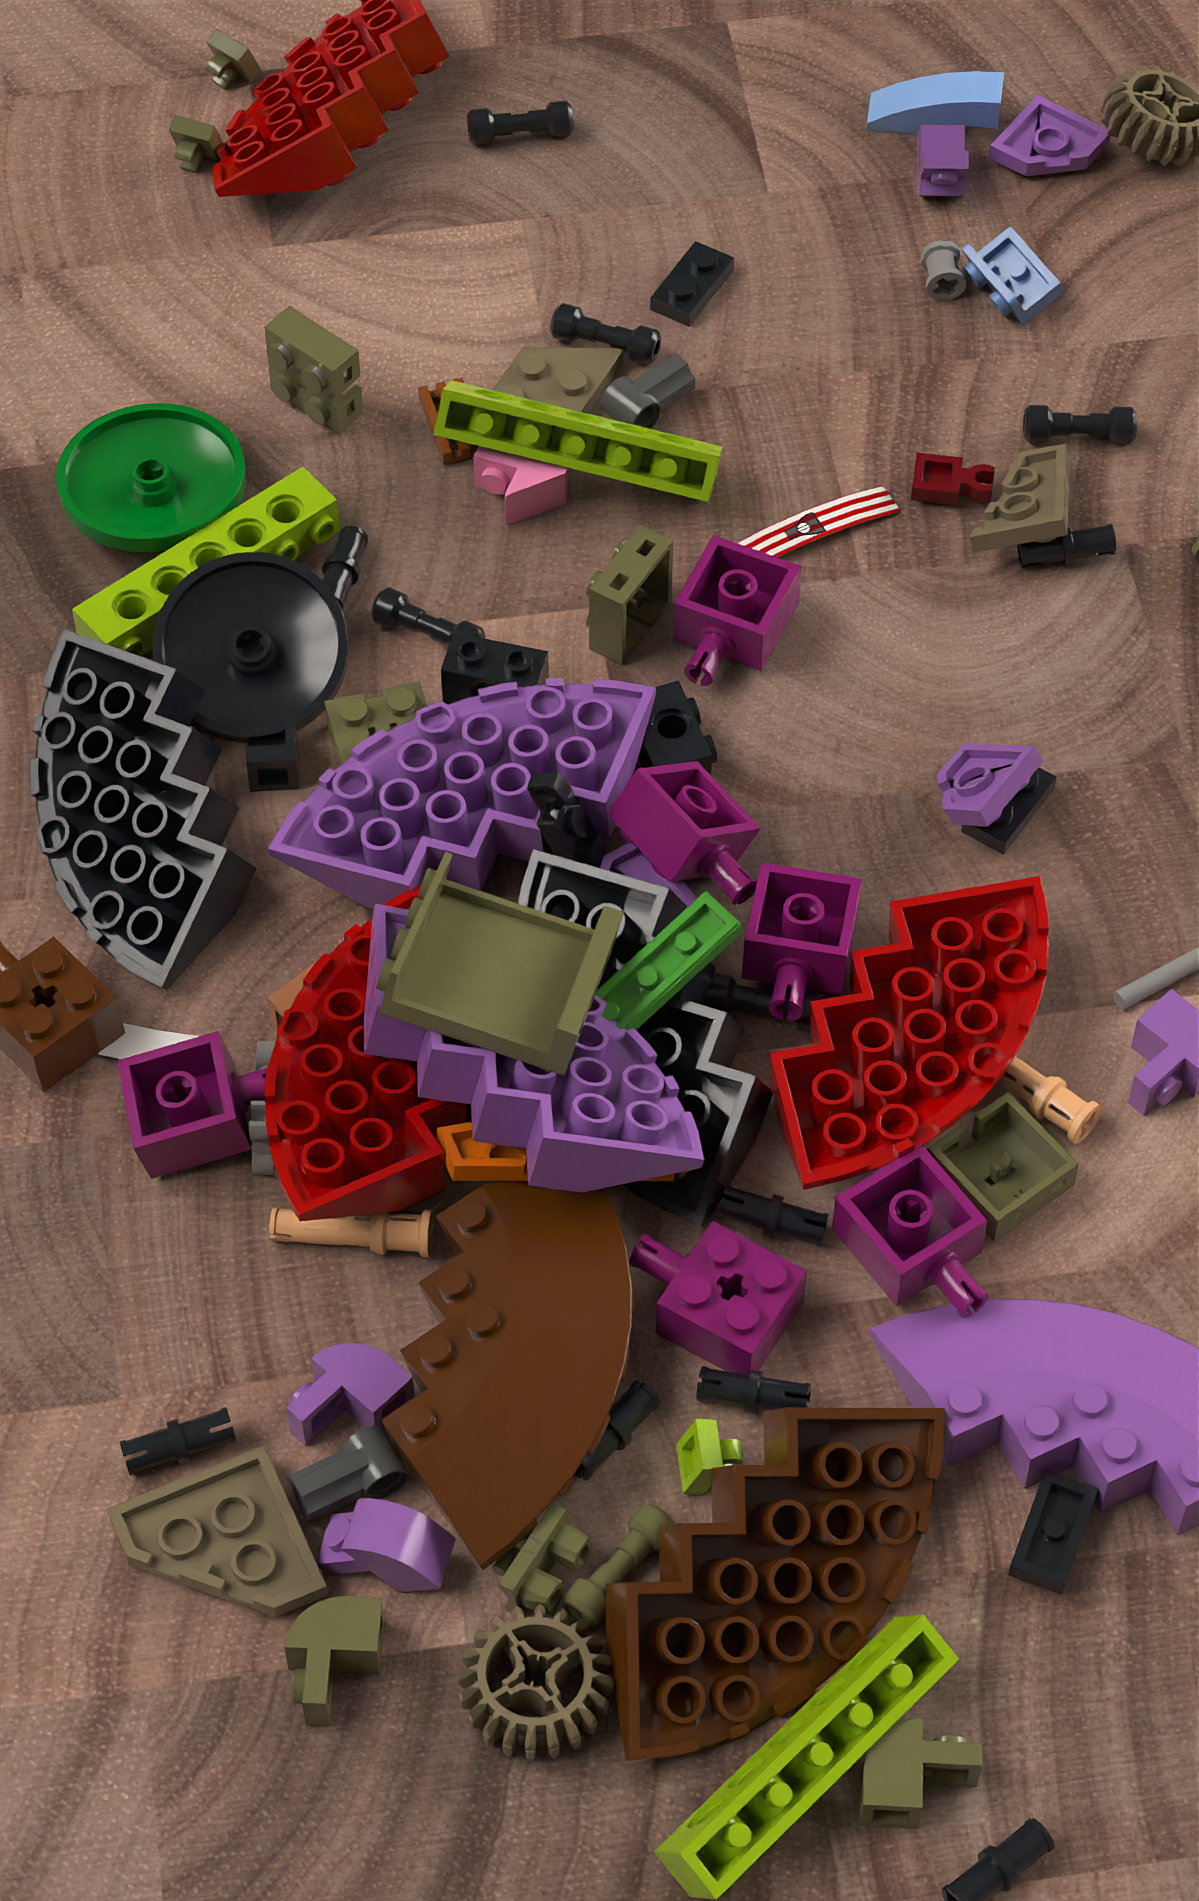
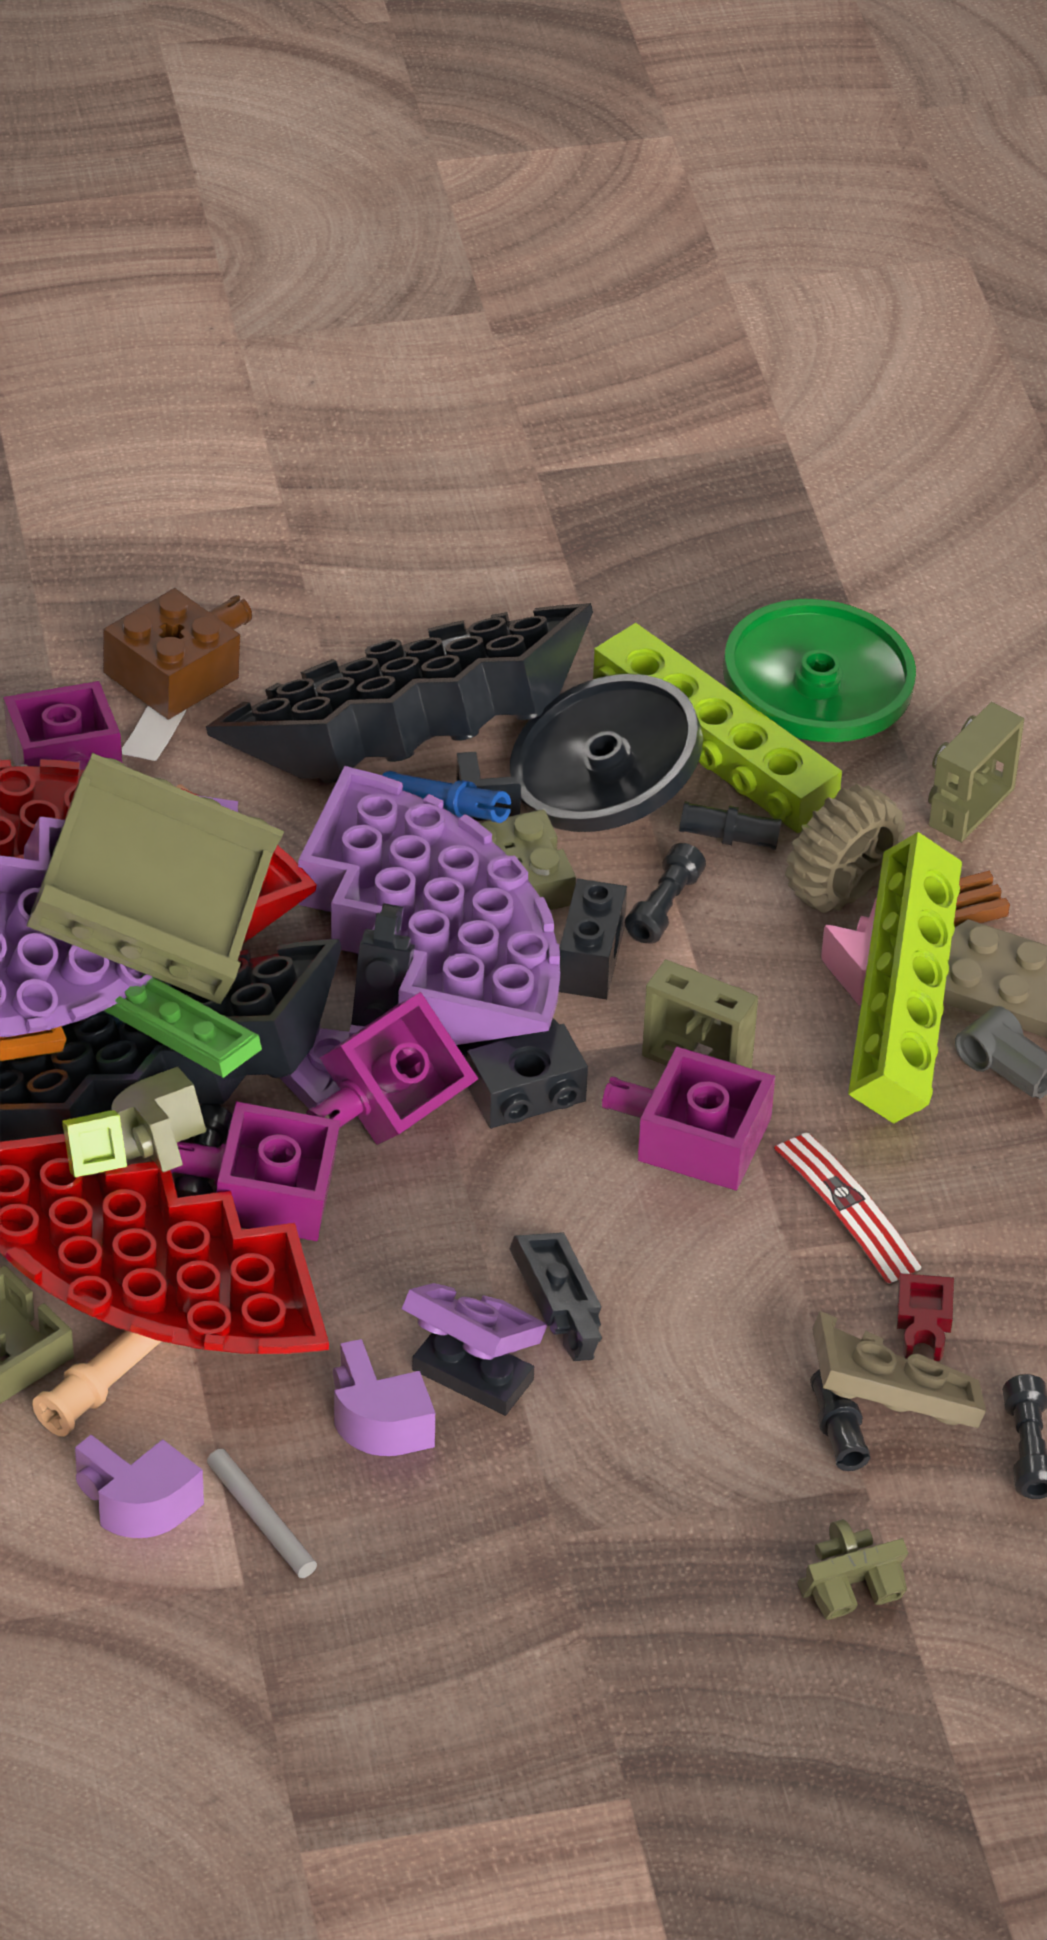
camera: 85 degrees right, 10 degrees down
(301, 778) = (458, 798): none -> blue pin
(409, 471) = (844, 848): none -> dark tan gear
(772, 1009) = (159, 1115): none -> olive brick
(817, 1047) = (94, 1143): none -> tile
(928, 729) = (560, 1290): none -> black hinge
(1073, 862) = (383, 1414): none -> medium lavender brick

